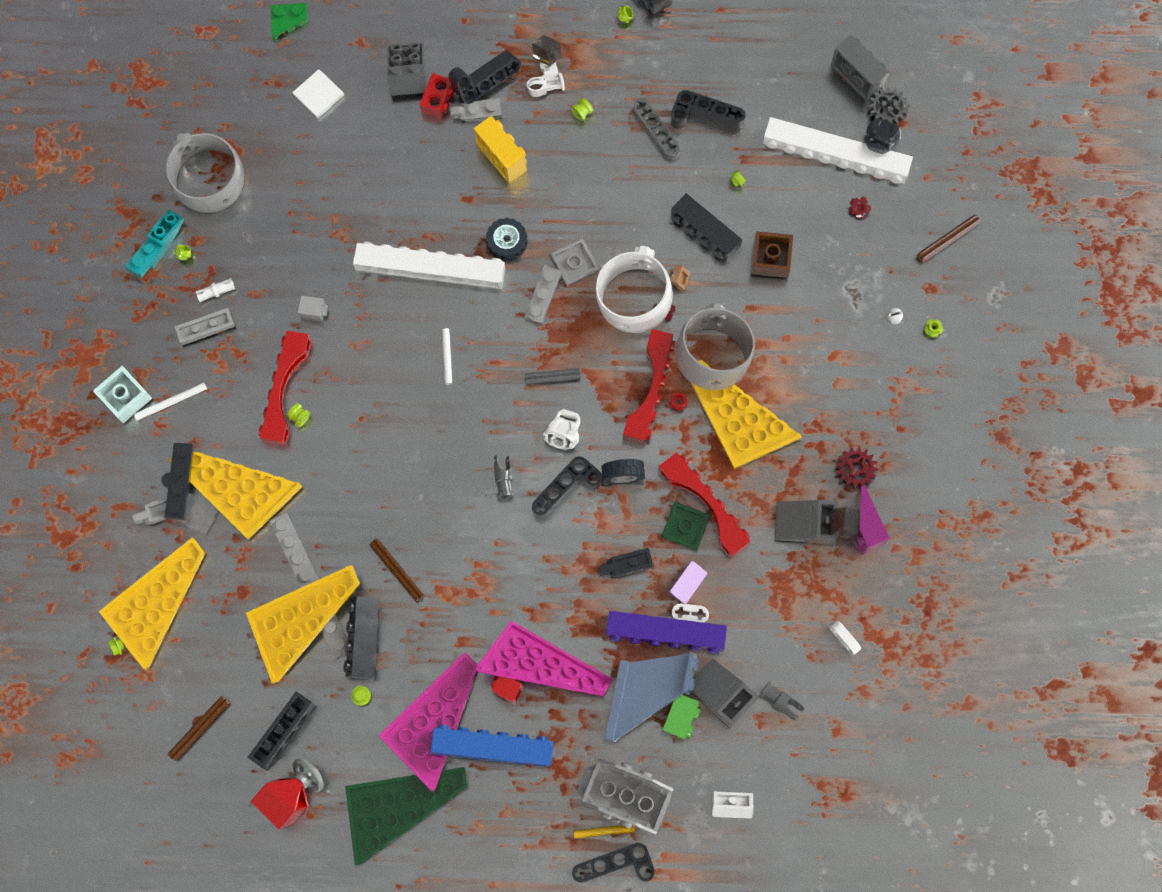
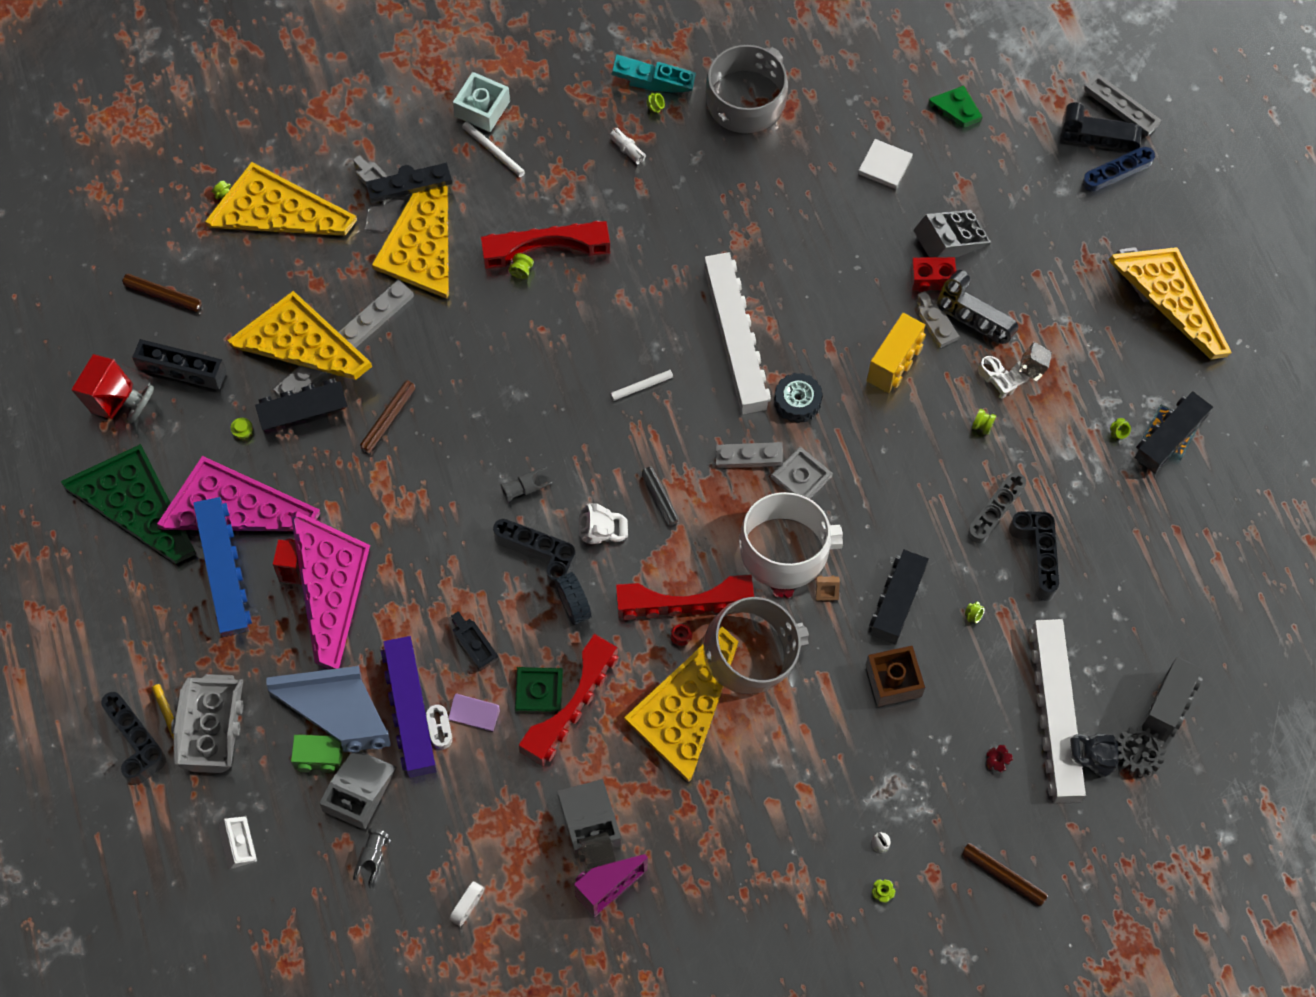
camera: 65 degrees right, 10 degrees down
(204, 326) = (584, 150): light grey plate -> none
(312, 308) = (642, 239): light grey brick -> none
(863, 471) = (665, 852): dark red gear -> none

